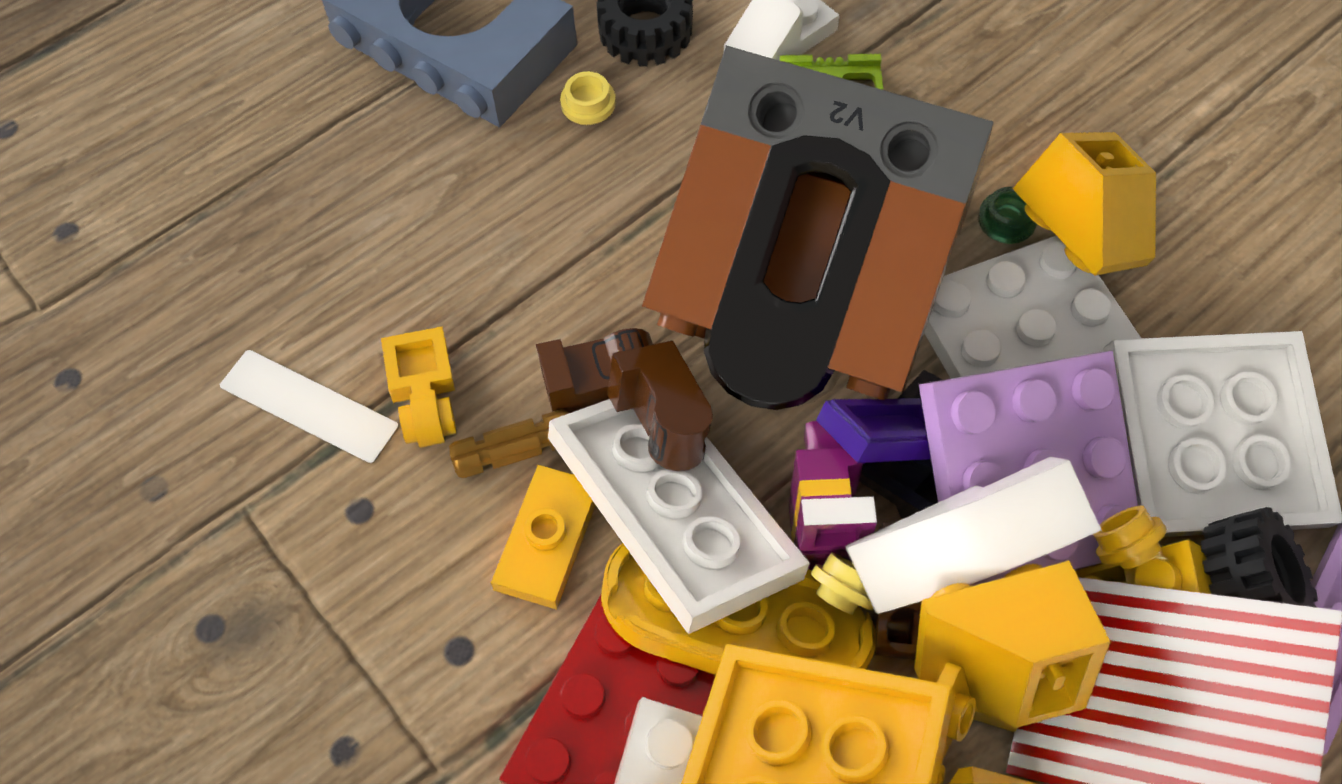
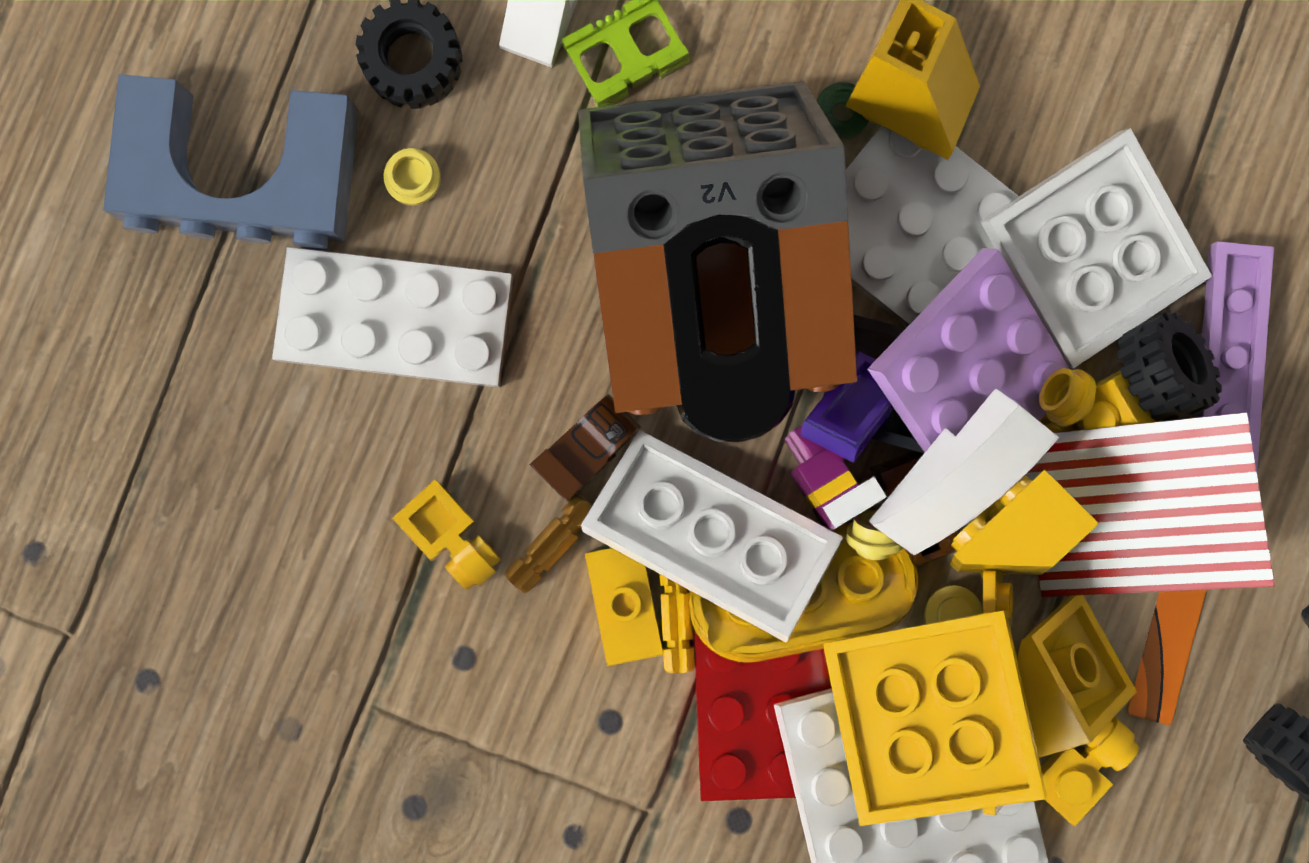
camera: 30 degrees left, 25 degrees up
(309, 406) = (362, 595): white sticker -> none
(501, 196) = (393, 317): none -> white plate
(584, 583) = (676, 628): none -> yellow axle
(665, 399) = (666, 463): reddish brown leg -> none

